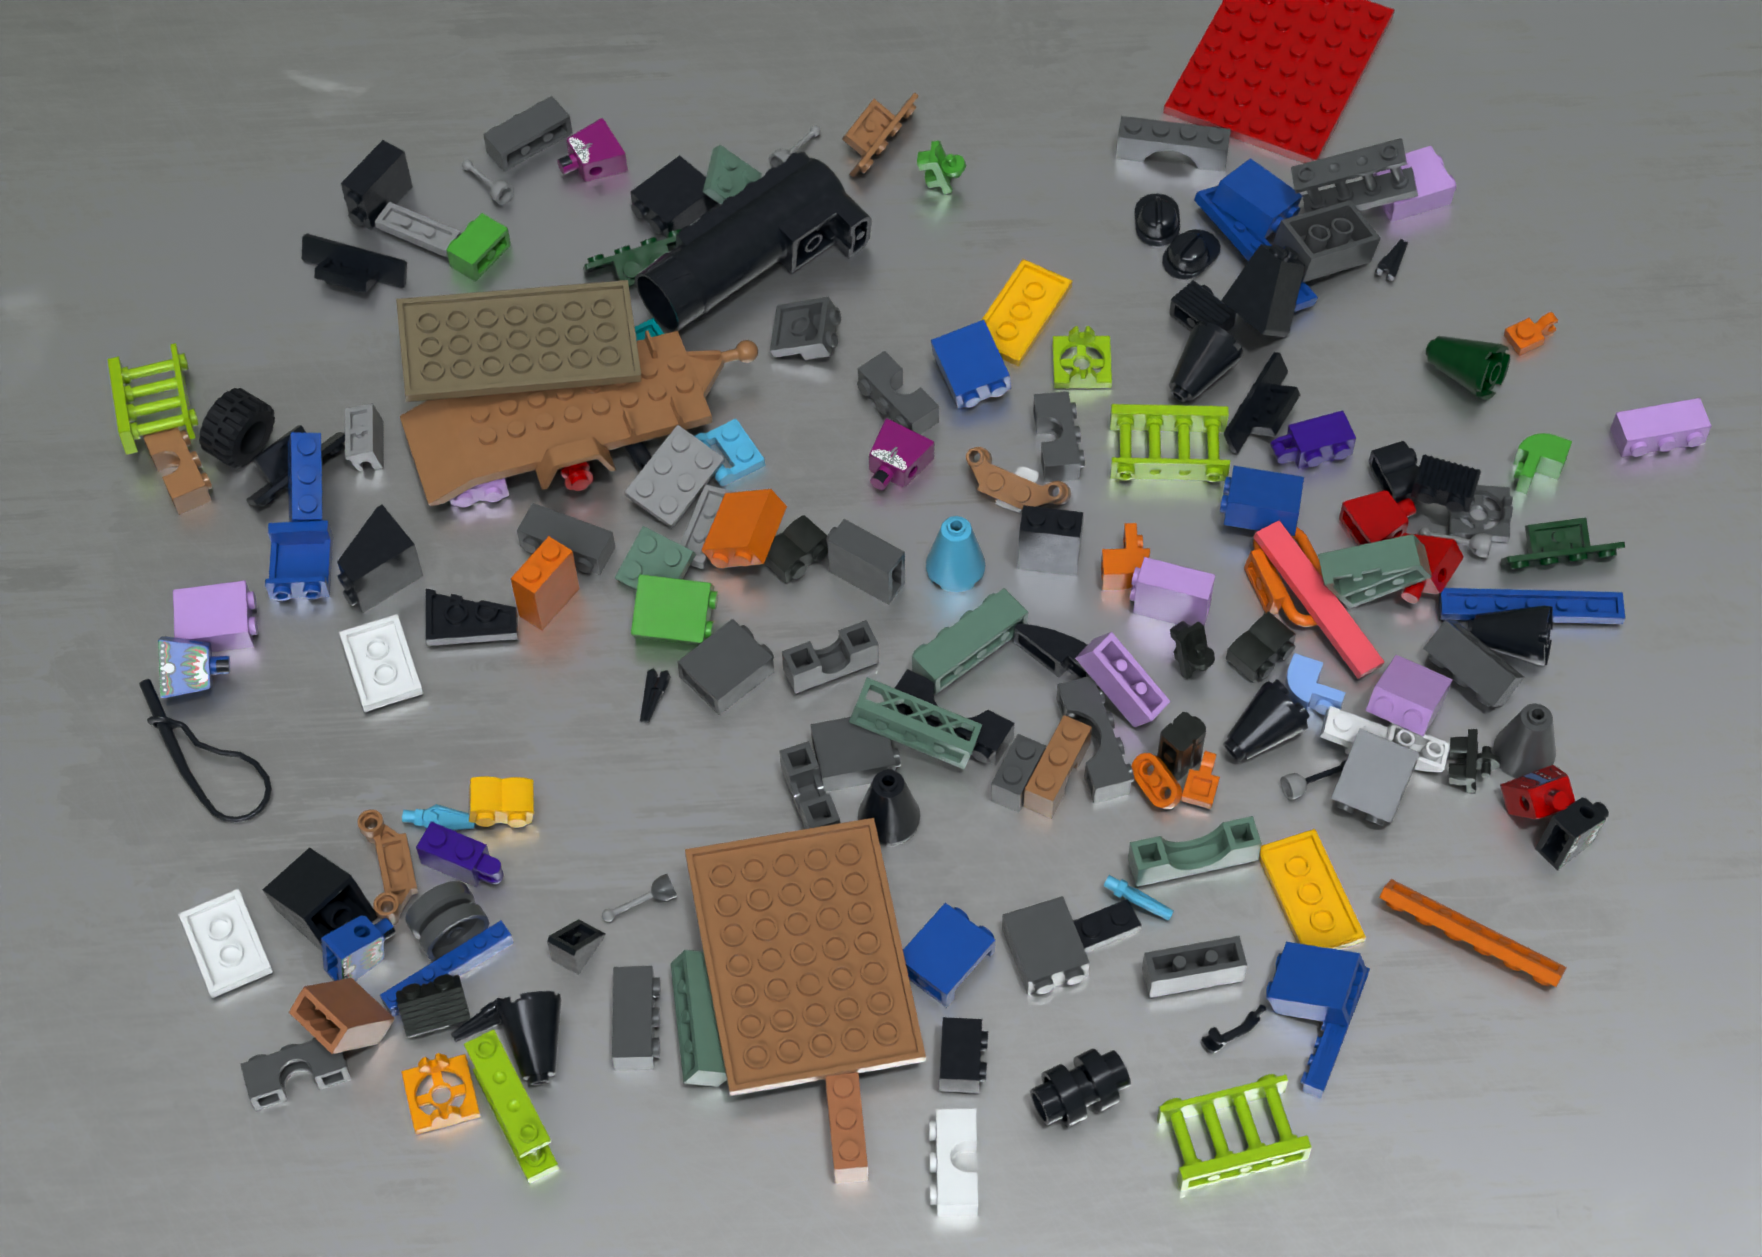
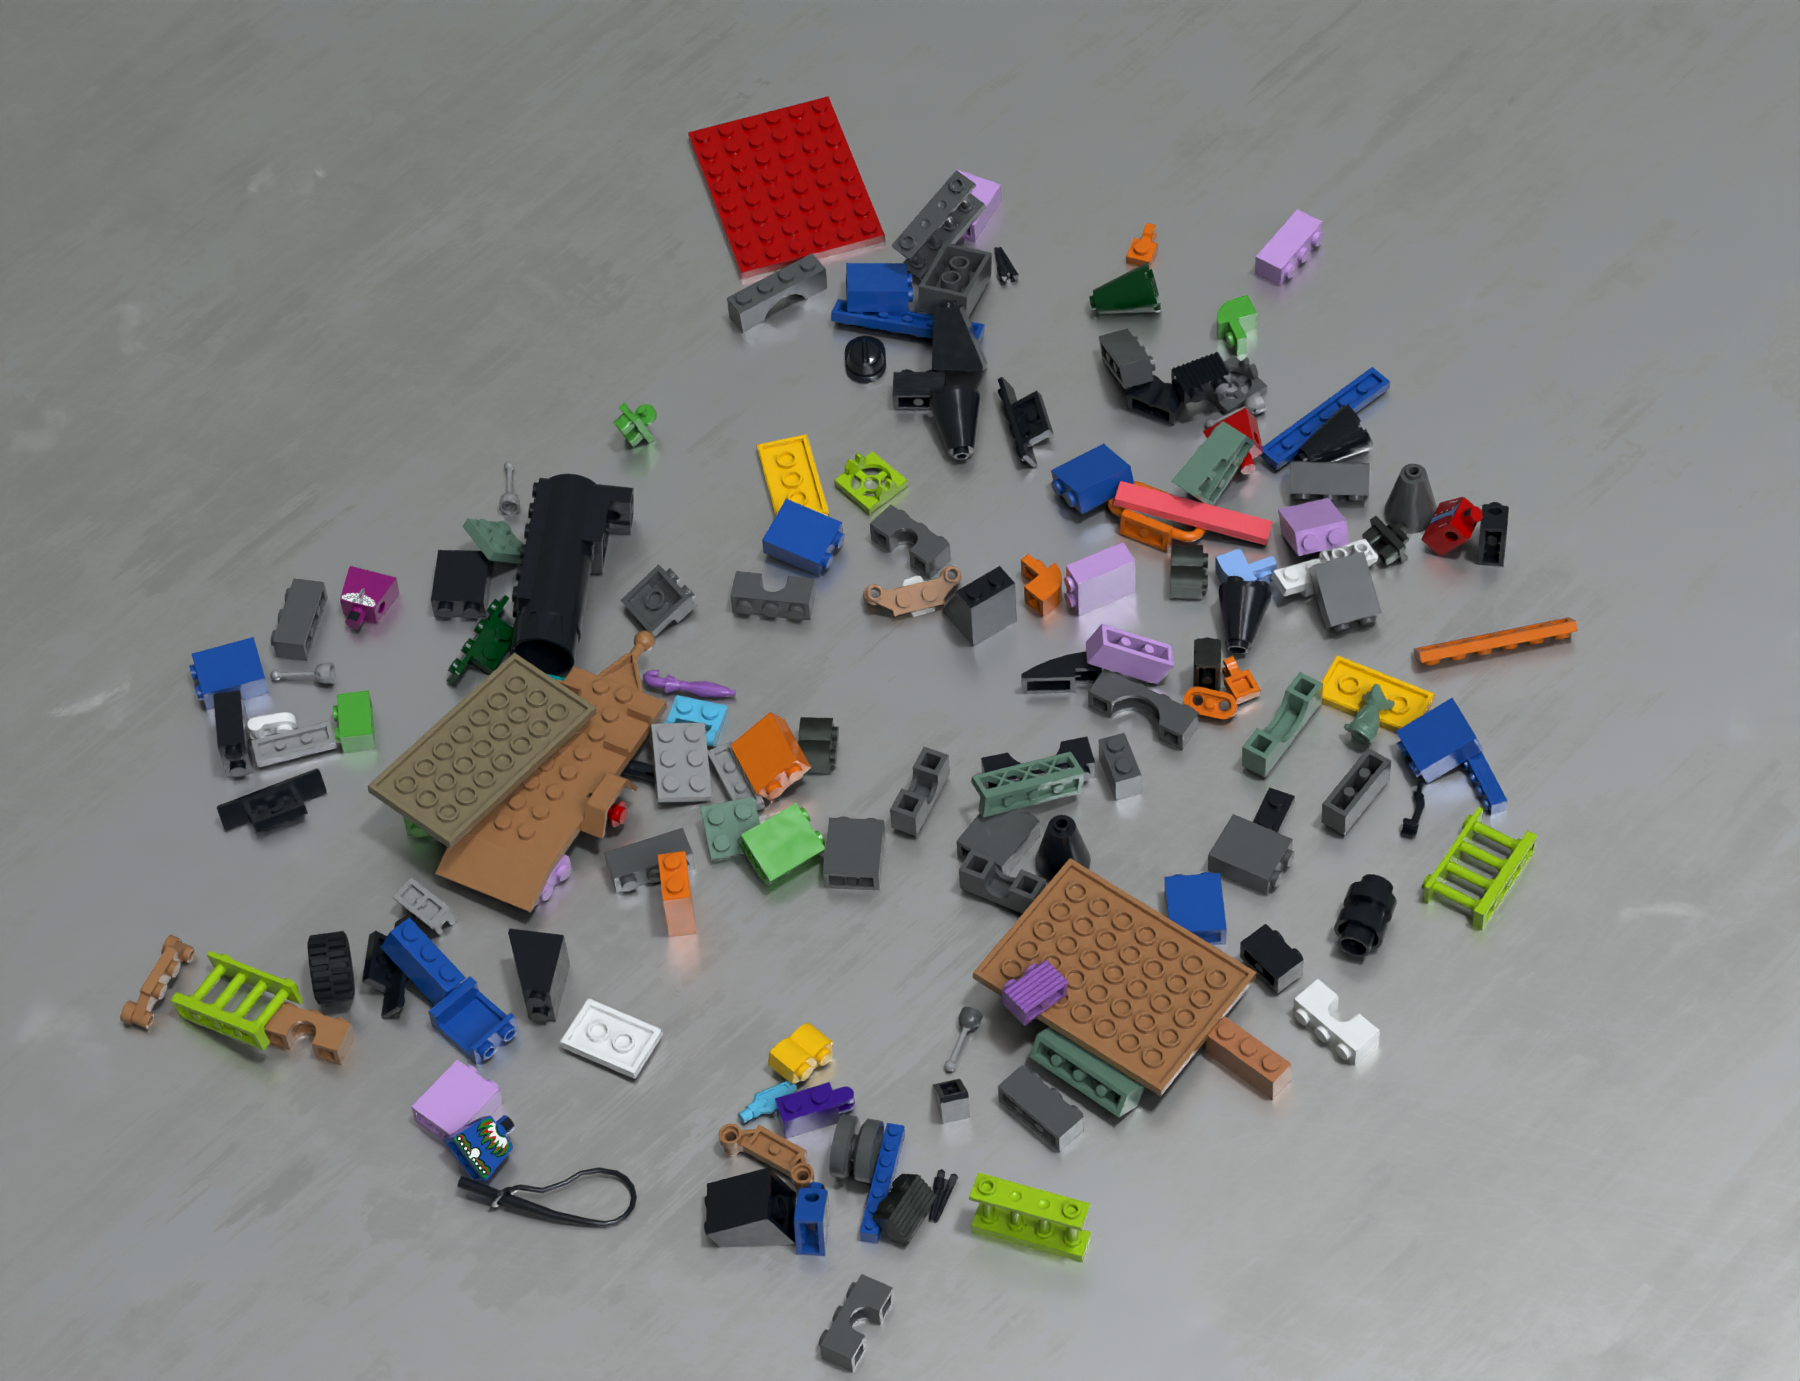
camera: 40 degrees left, 5 degrees down
(122, 335) = (155, 986): none -> medium nougat plate
(225, 943) = (714, 1290): white plate -> none
(341, 1015) = (856, 1258): nougat brick -> none
(415, 201) = (271, 724): none -> white plate
(434, 136) = (228, 670): none -> blue brick
(446, 1113) = (973, 1283): light orange piece -> none
(466, 621) = (638, 968): black wing -> none
(532, 1032) = (985, 1157): black cone -> none
(653, 691) = (819, 908): black piece -> none
(708, 910) = (1034, 991): none -> medium lavender brick
(761, 428) = (700, 688): none -> medium lavender piece
(866, 561) = (876, 713): dark grey brick -> none
(872, 128) = (555, 433): medium nougat bracket -> none
(898, 455) = (816, 633): magenta torso -> none
(955, 556) = (930, 666): medium azure cone -> none
(969, 640) = (999, 708): sand green brick -> none
(1051, 774) = (1134, 722): medium nougat arch -> none
(1121, 888) = (1260, 784): medium azure piece -> none
(1157, 219) = (817, 352): black piece -> none
(1169, 418) = (984, 468): lime fence -> none
(1191, 648) = (1148, 604): pearl dark grey hips -> none
(1276, 908) = (1367, 718): none -> sand green animal
(1295, 785) = (1297, 639): light grey hinge -> none
(1316, 441) = (1083, 416): dark purple brick -> none
(1376, 517) = (1174, 438): red torso -> none
(1403, 417) = (1126, 358): none -> dark grey brick
(1557, 540) = (1299, 364): dark green bracket -> none

